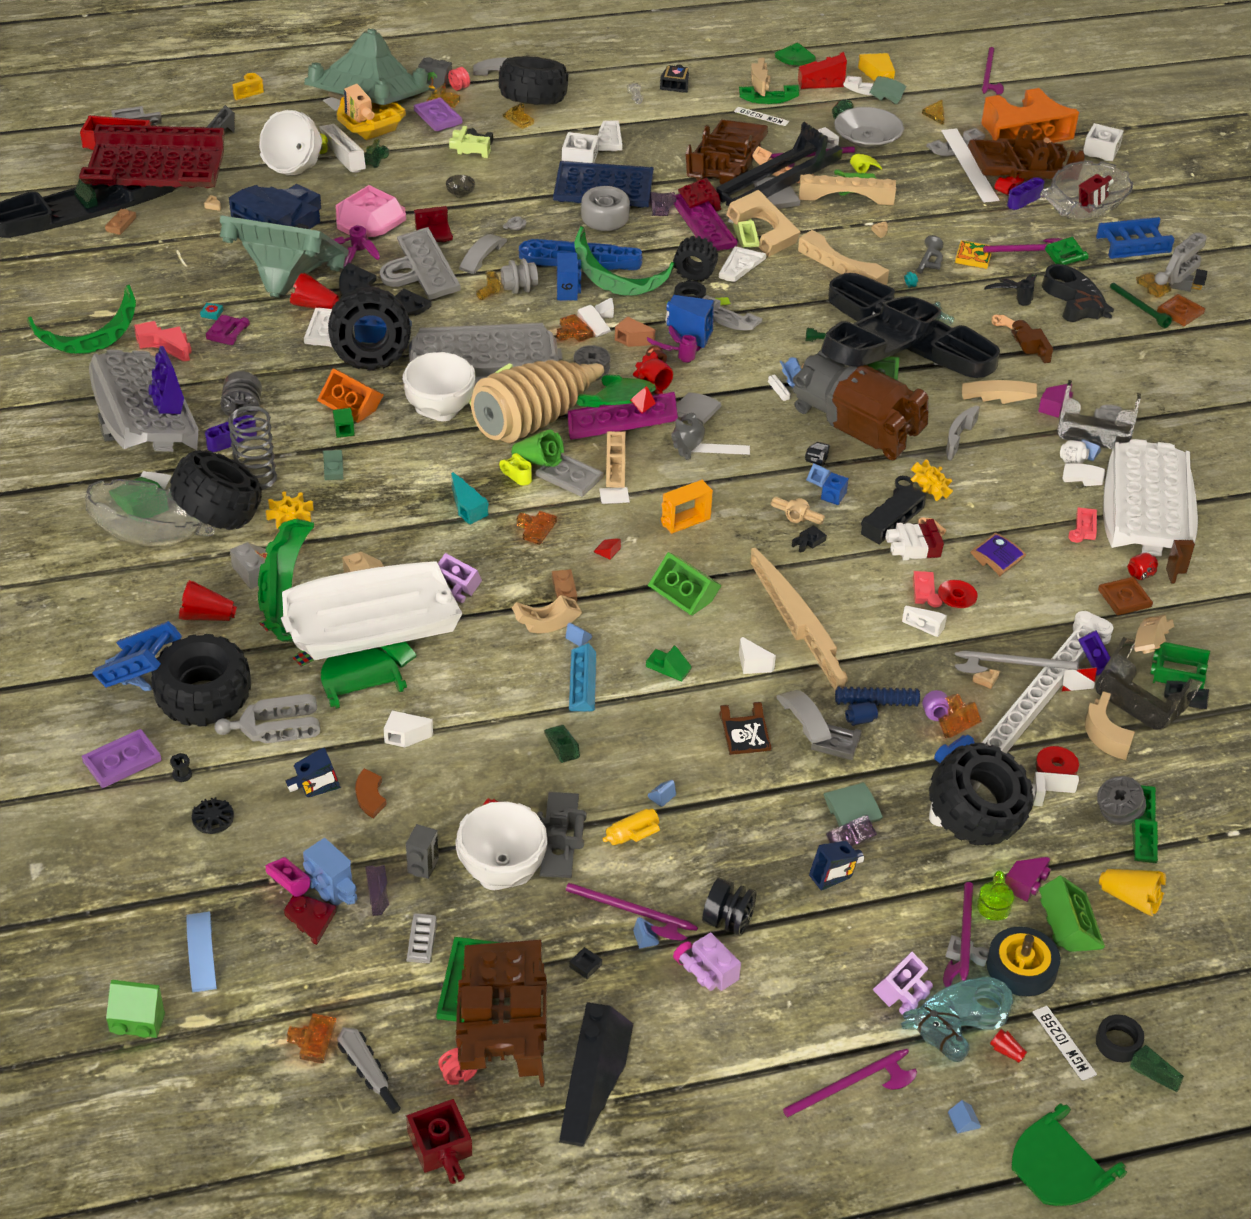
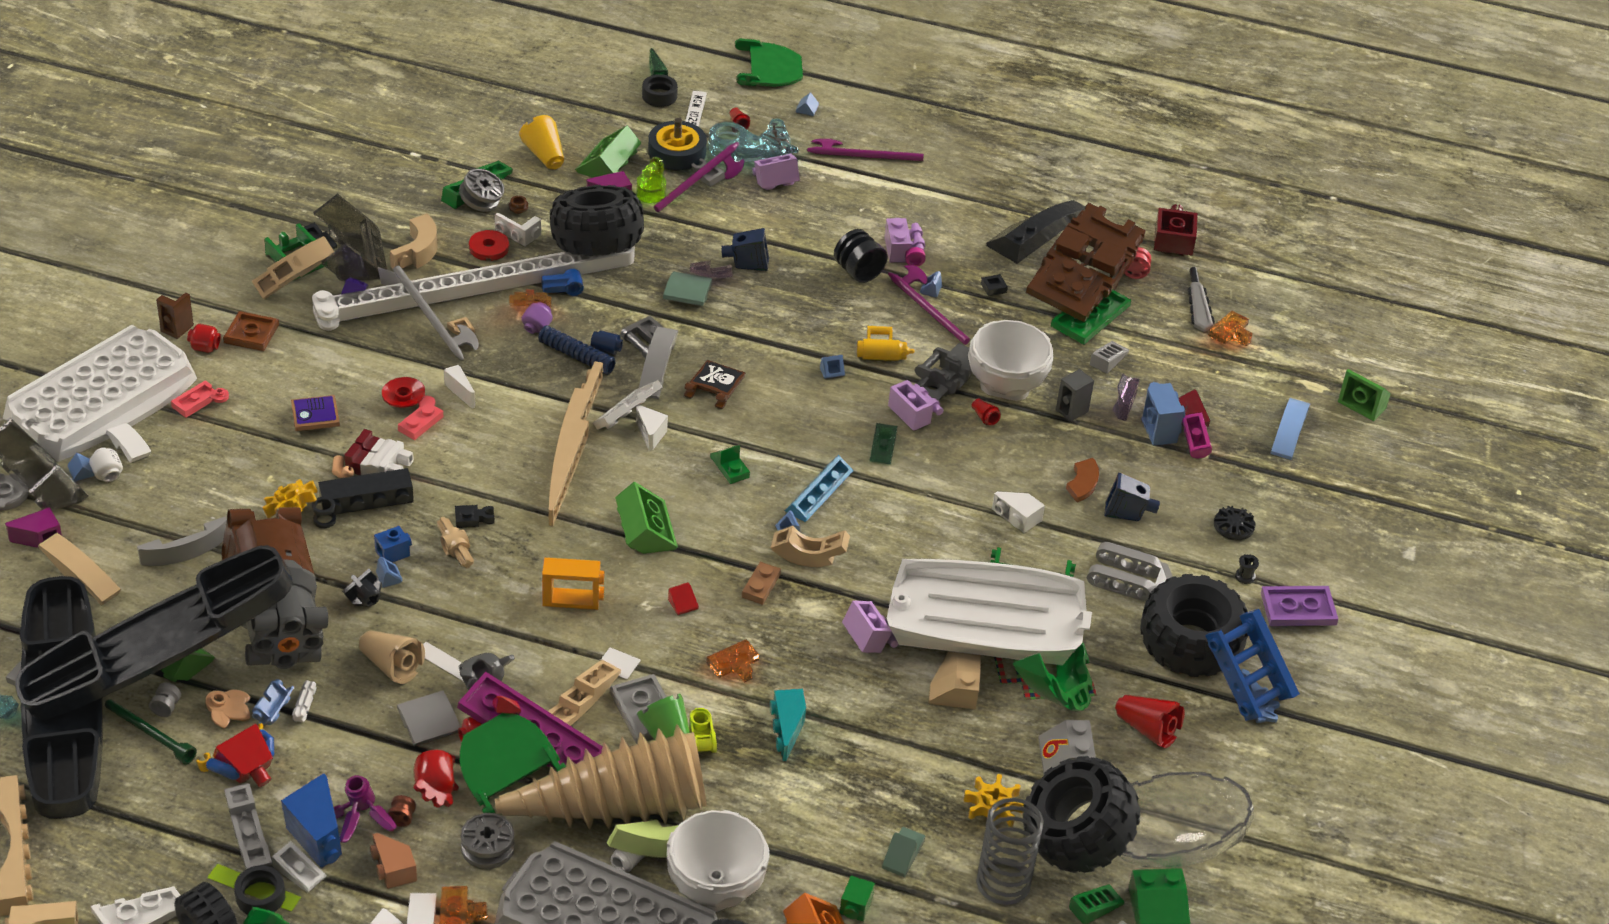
camera: 150 degrees left, 0 degrees up
(560, 776) = (913, 404): none -> lavender brick
(756, 422) = (393, 654): none -> tan cone
(773, 340) = (243, 756): none -> red torso
(787, 663) = (624, 407): none -> white wing
(1082, 817) = (518, 204): none -> reddish brown plate

